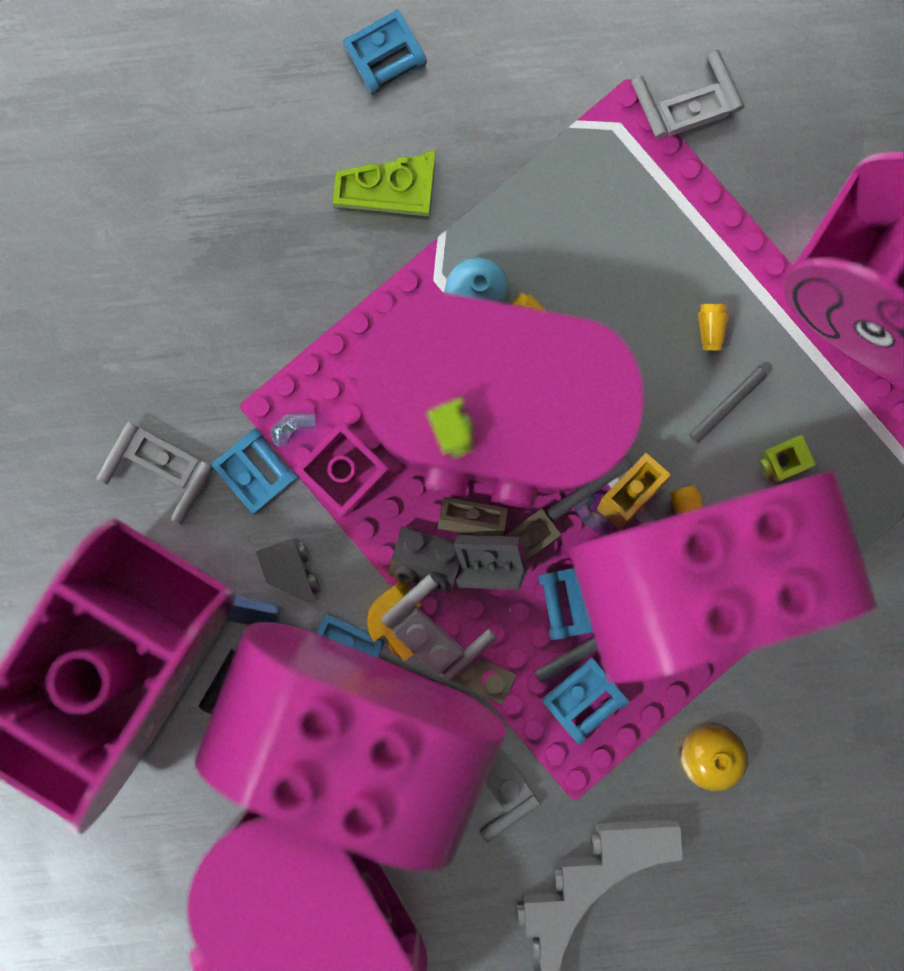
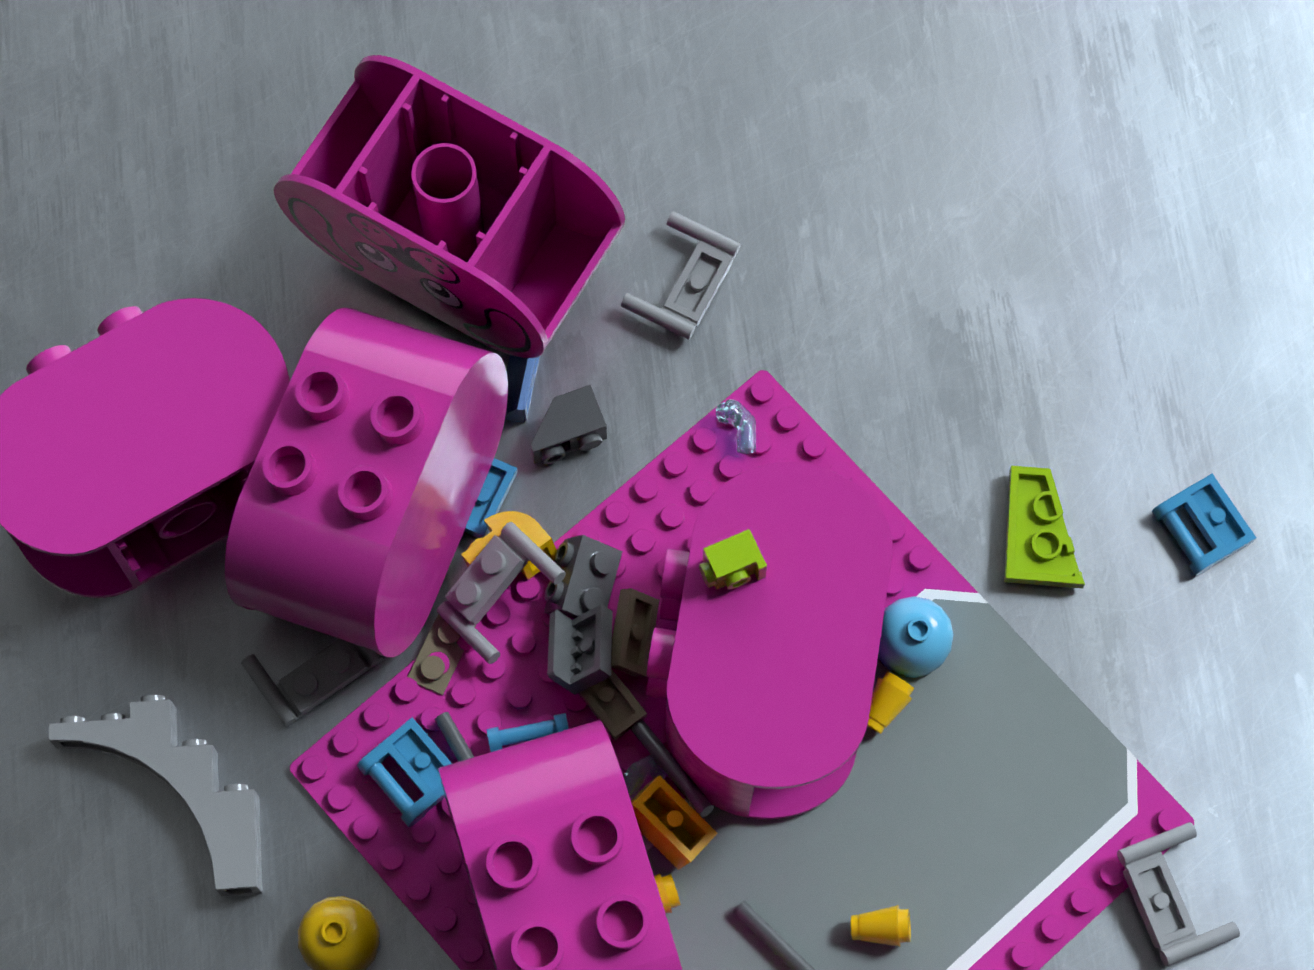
camera: 90 degrees right, 15 degrees down
(246, 478) = (676, 377): dark azure plate -> none
(342, 470) = (683, 475): dark pink brick -> none

